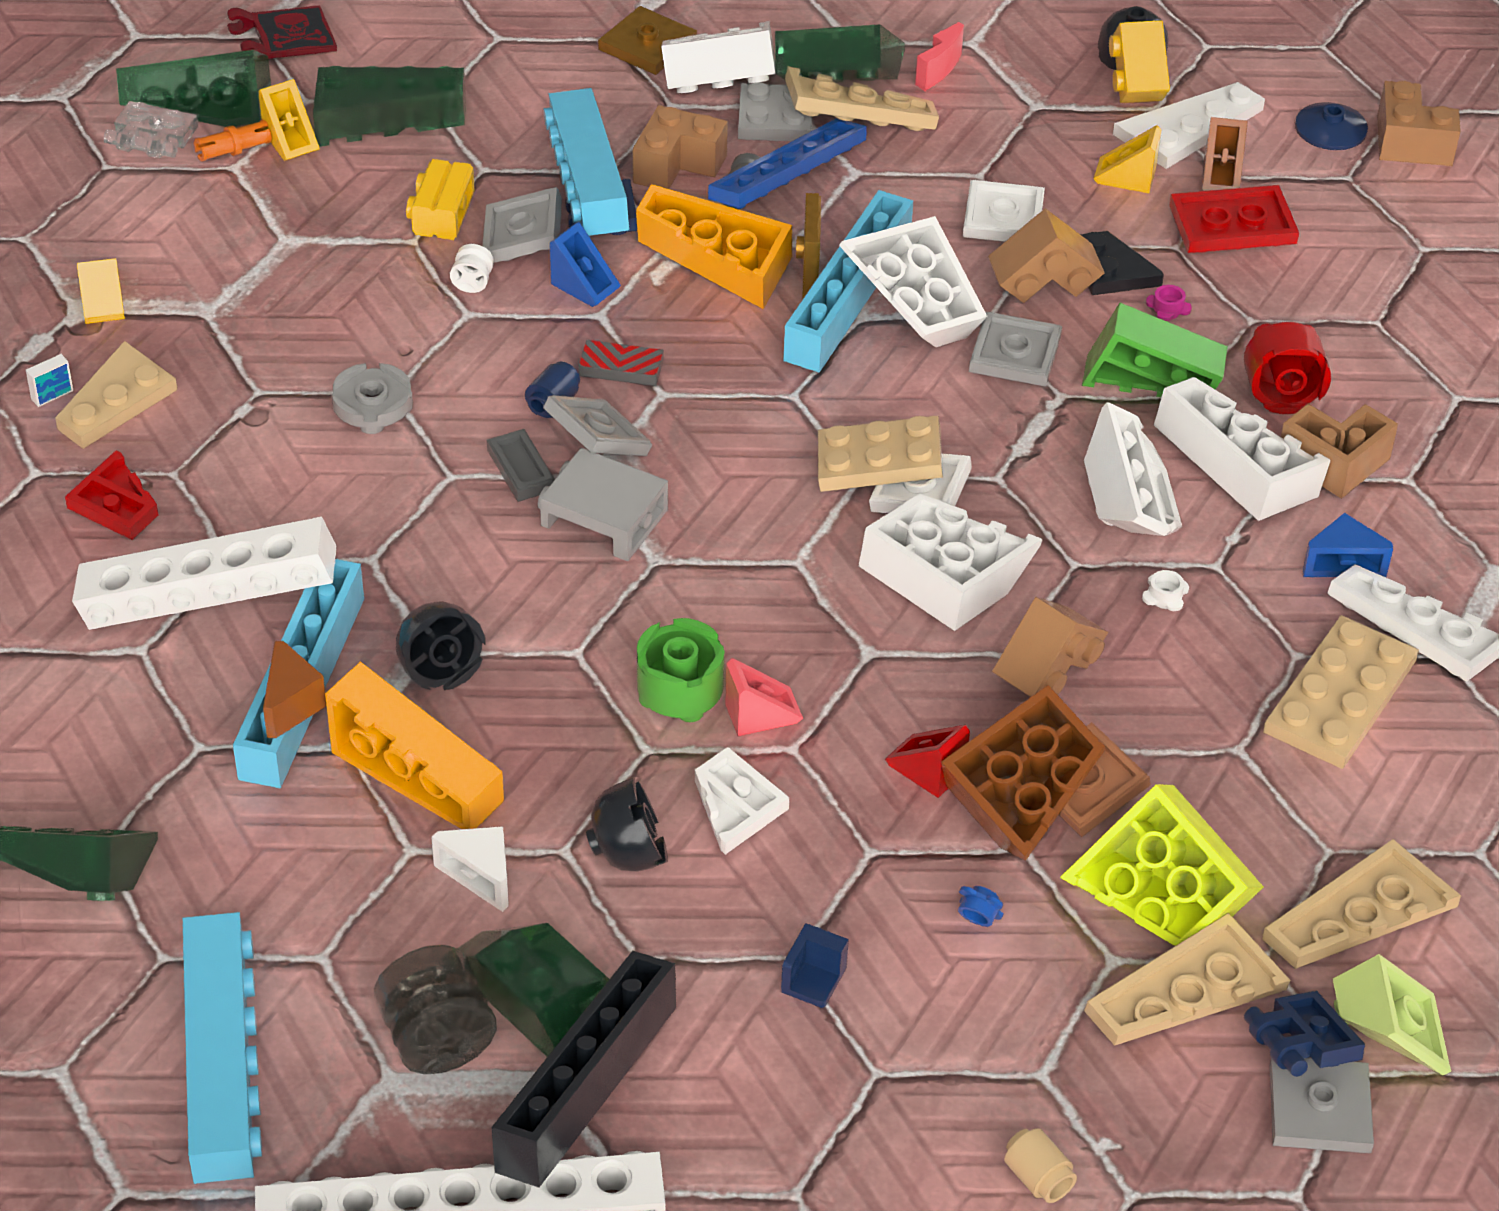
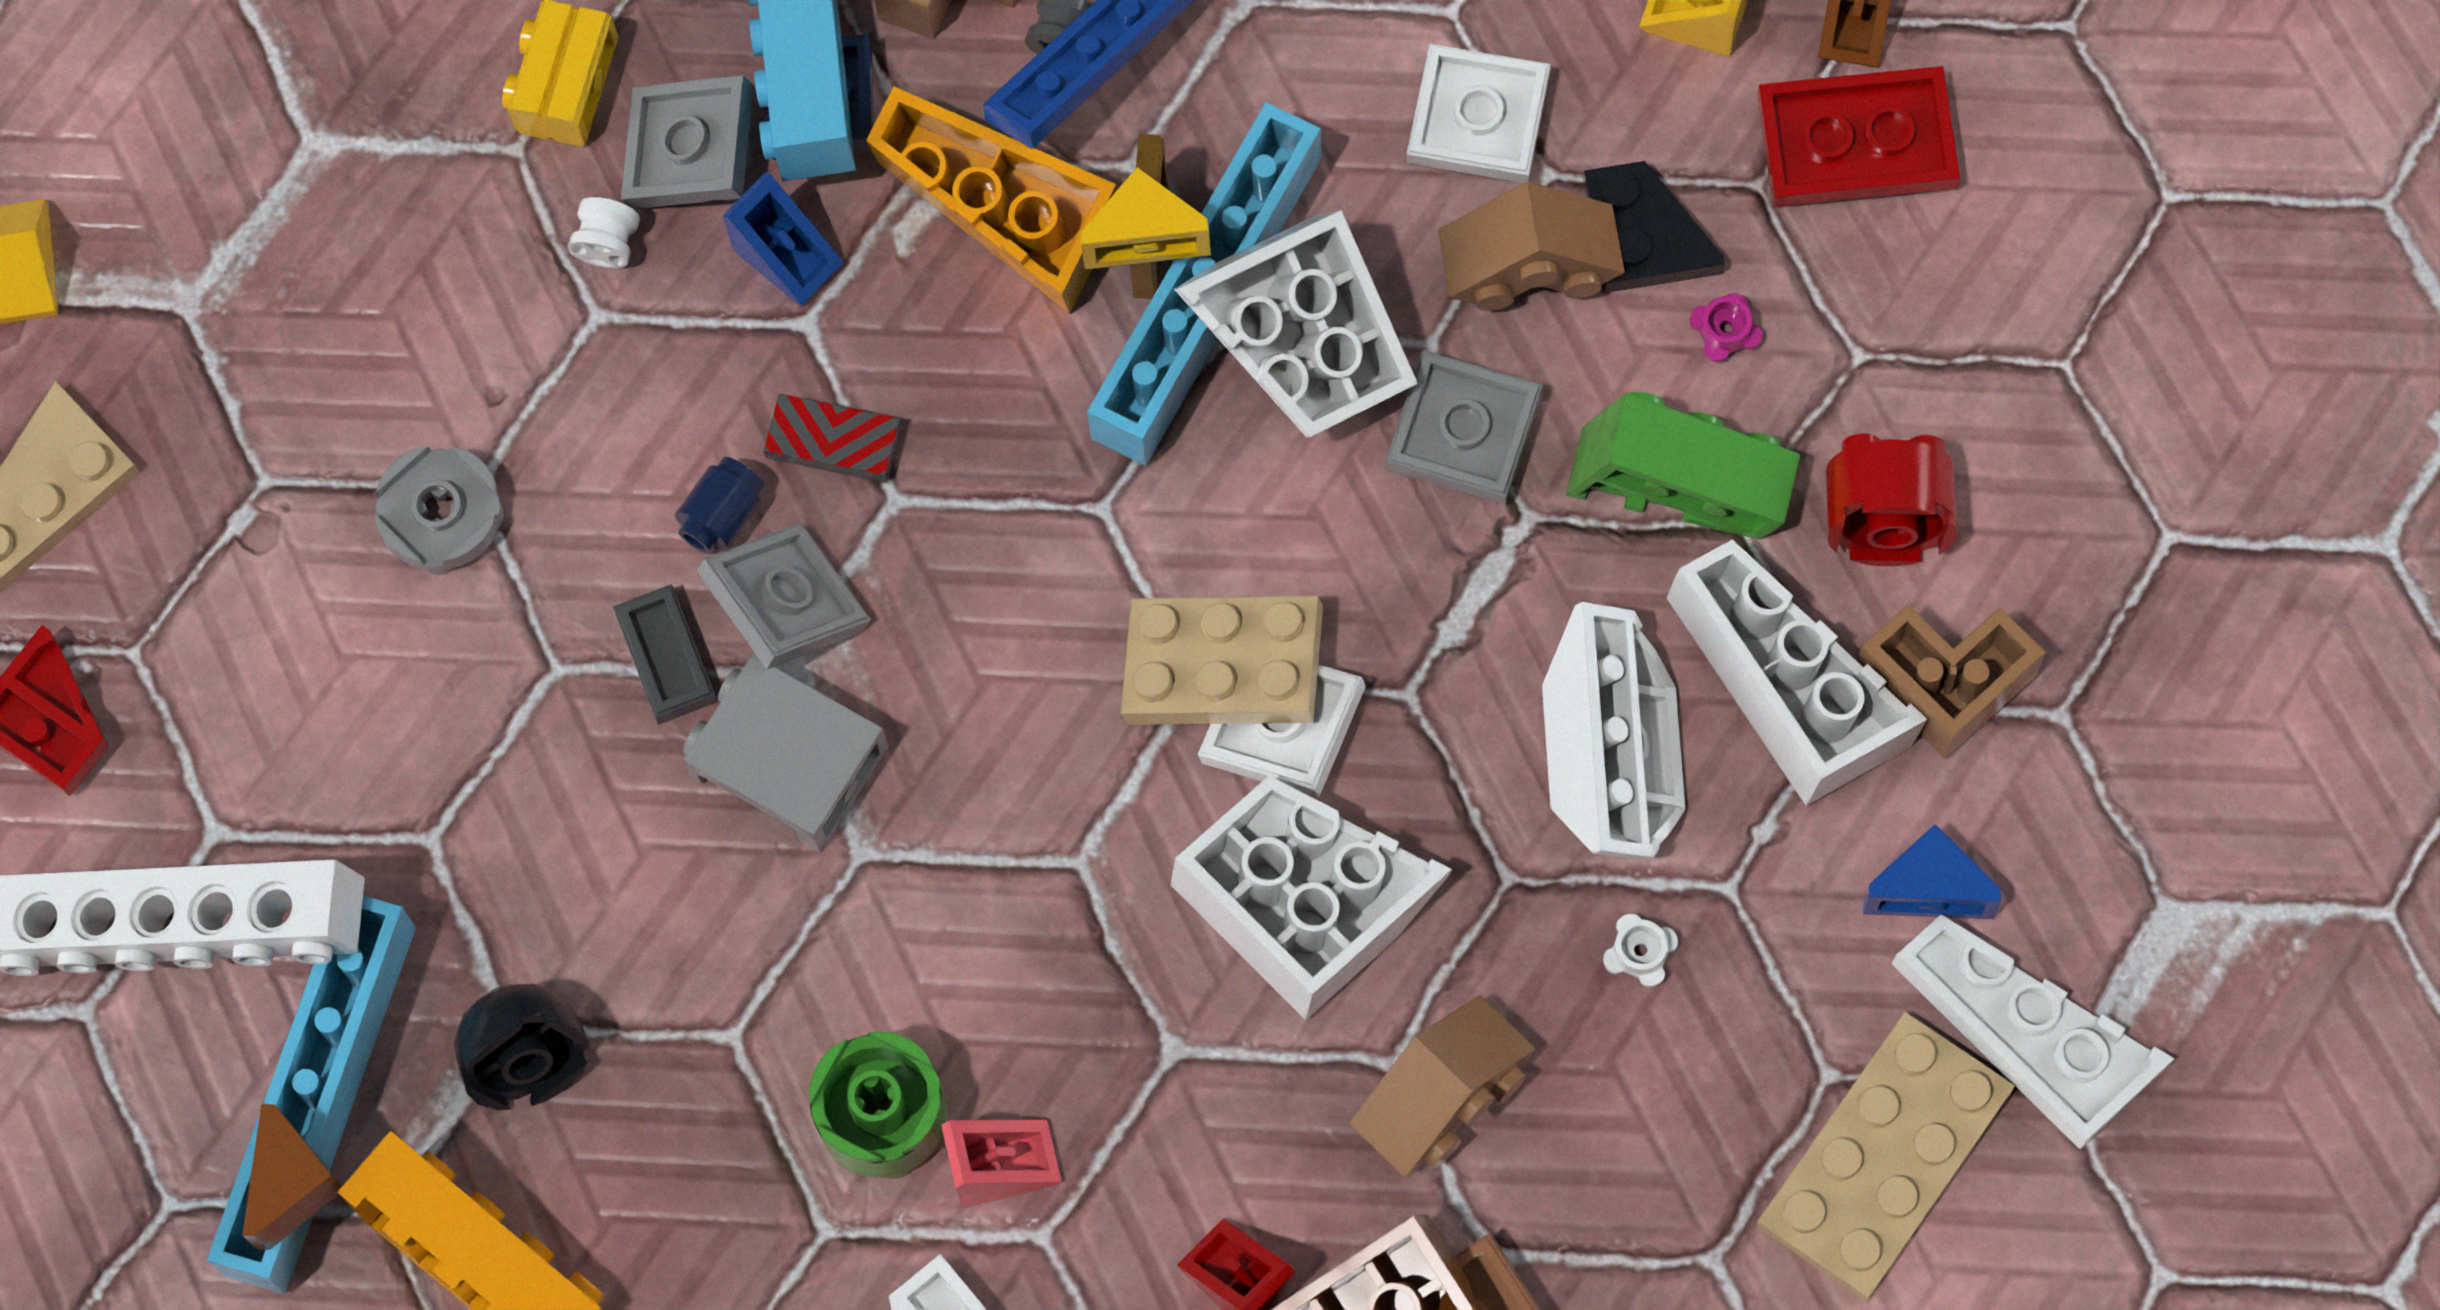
camera: 10 degrees right, 25 degrees up
(816, 222) = (1143, 226): none -> yellow slope

